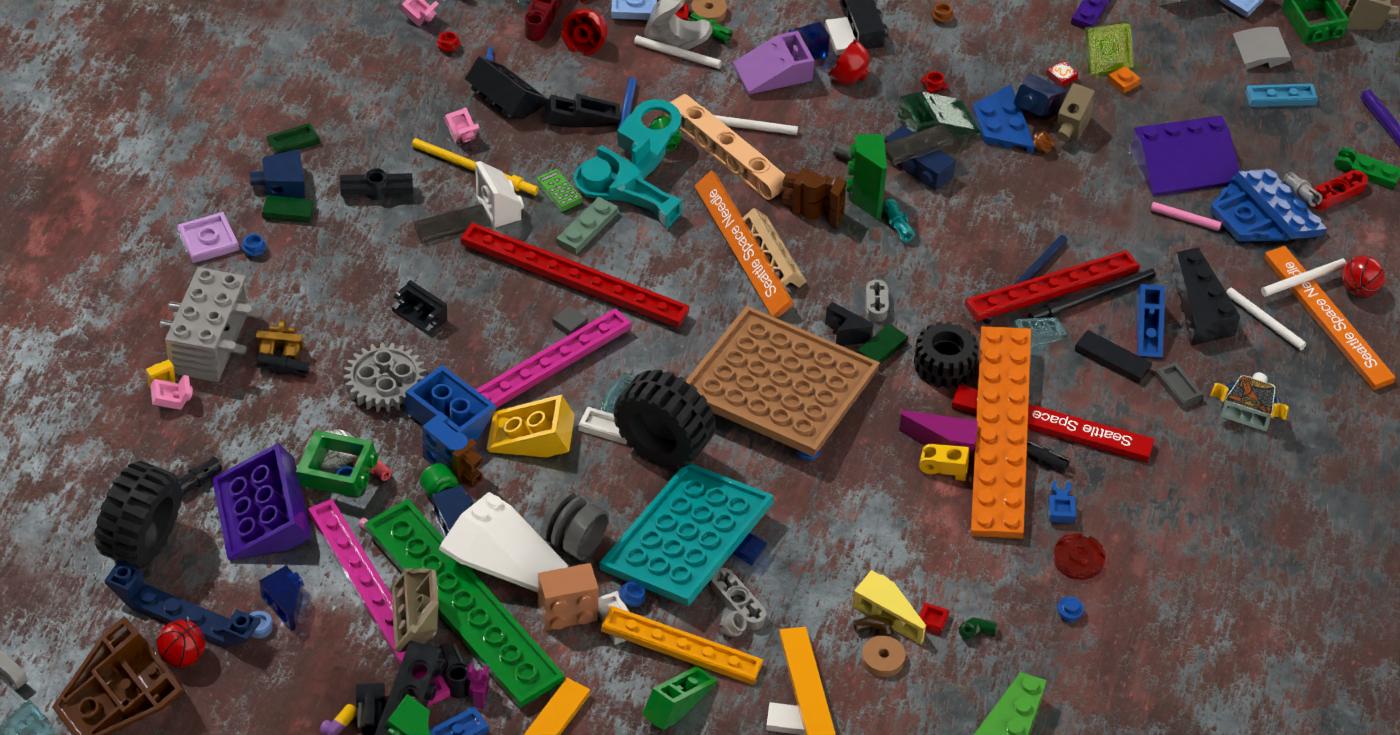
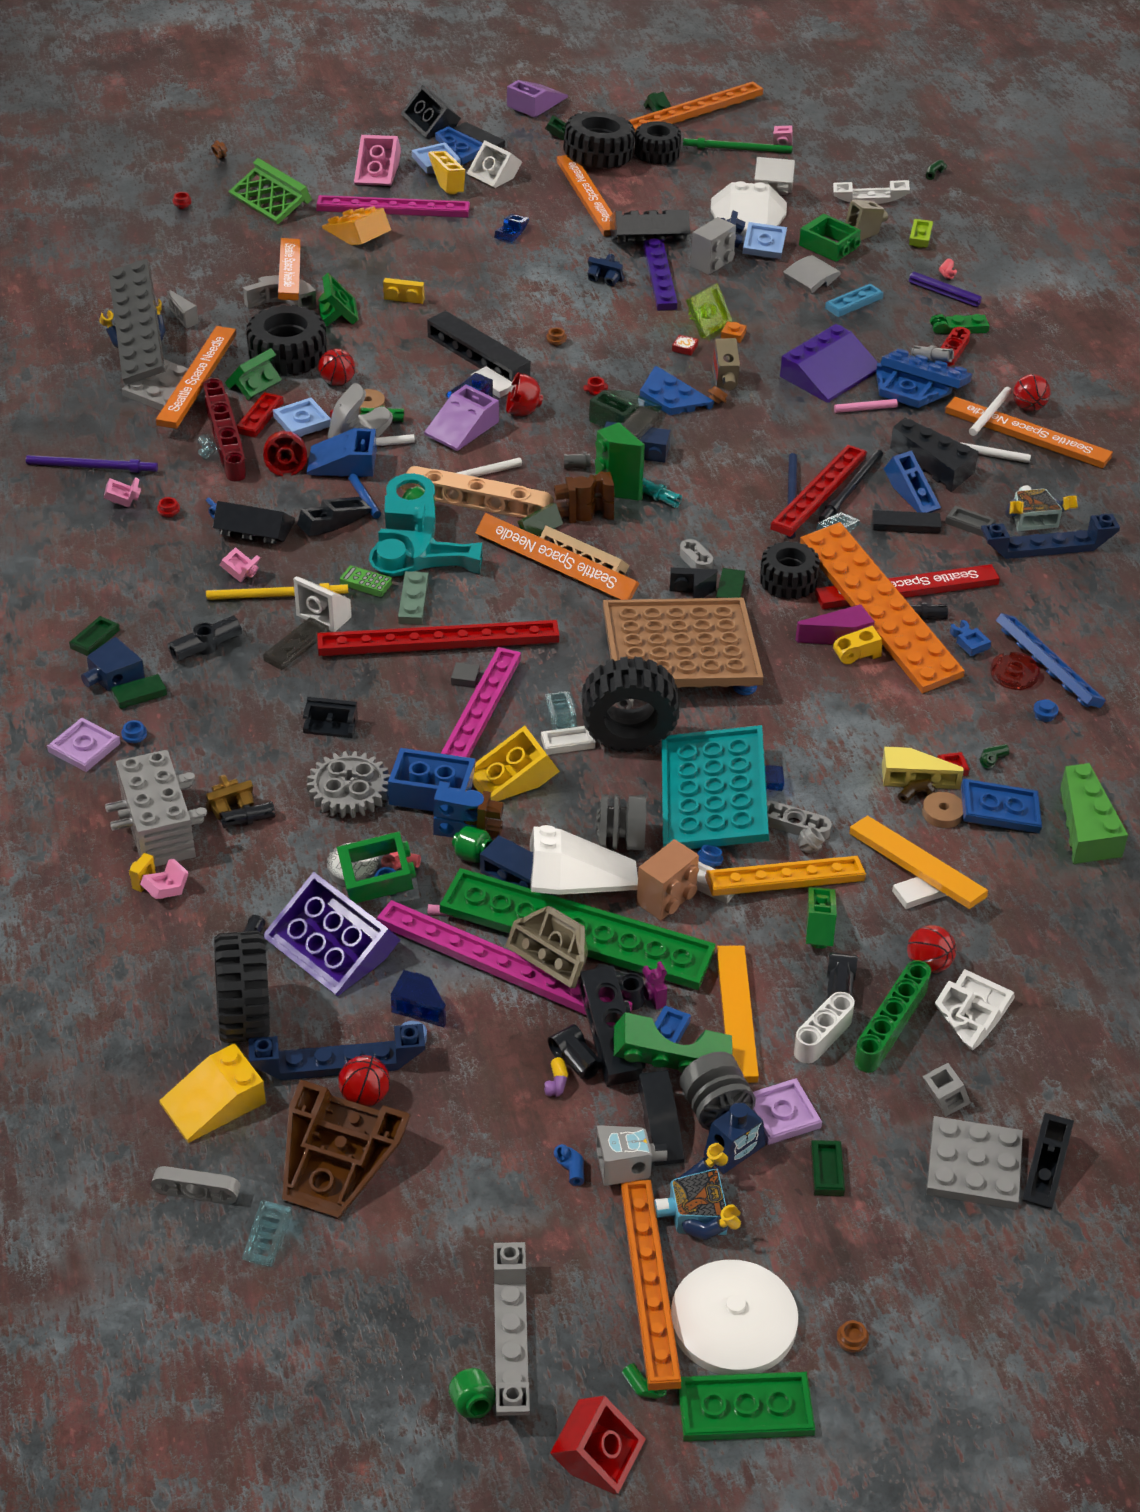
camera: 30 degrees left, 5 degrees down
(67, 594) = (214, 1094): none -> yellow slope
(640, 56) = (345, 454): none -> blue slope
(764, 200) = (537, 521): none -> dark green tile
(937, 679) = (1001, 806): none -> blue tile
(1036, 93) = (686, 363): dark blue torso -> none
(1118, 563) = (1055, 666): none -> blue plate
(1233, 443) = (1099, 531): none -> dark blue slope

